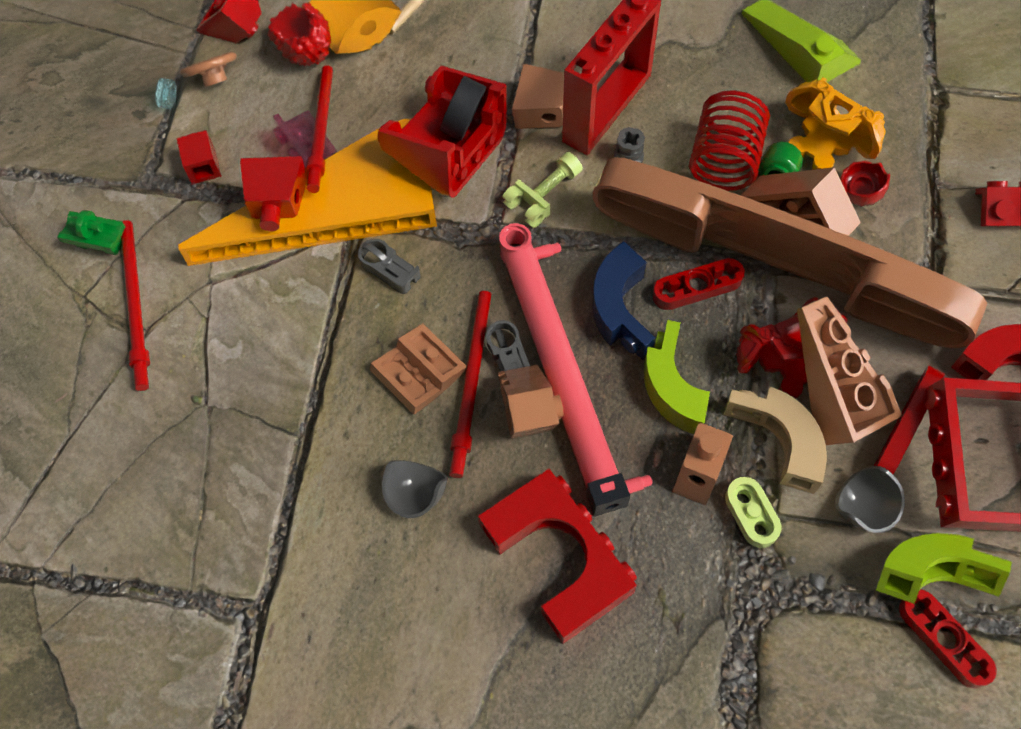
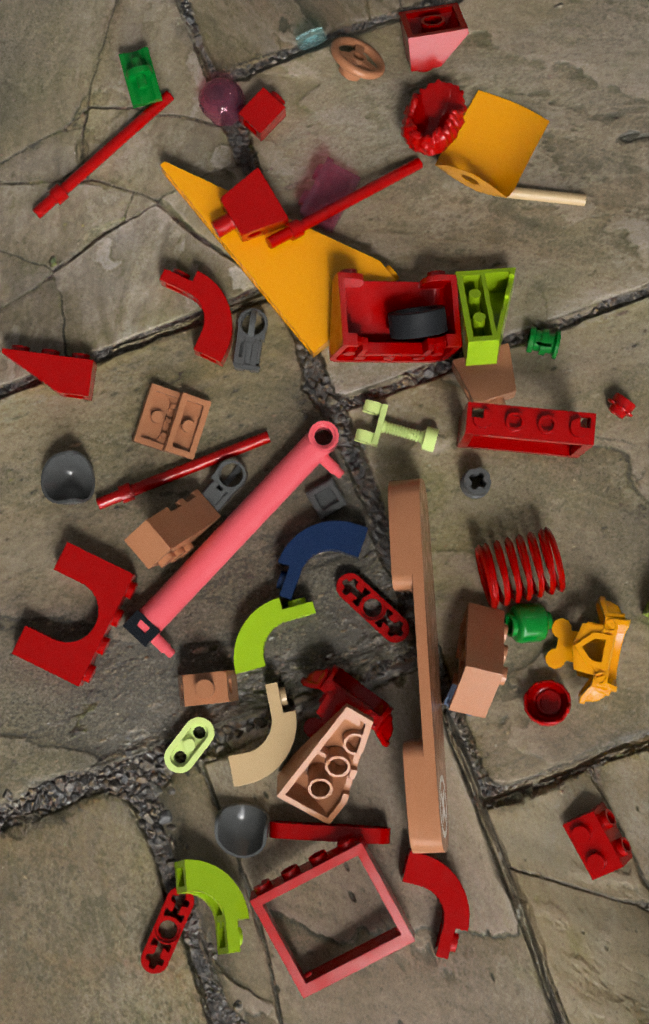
camera: 55 degrees right, 20 degrees up
(163, 184) = (221, 101): none -> clear pink hair
(305, 442) = (65, 375): none -> red slope
(336, 276) = (218, 326): none -> red arch
(495, 60) = (483, 310): none -> lime wedge
(537, 48) = (543, 342): none -> green bush
(573, 274) = (326, 498): none -> dark grey tile

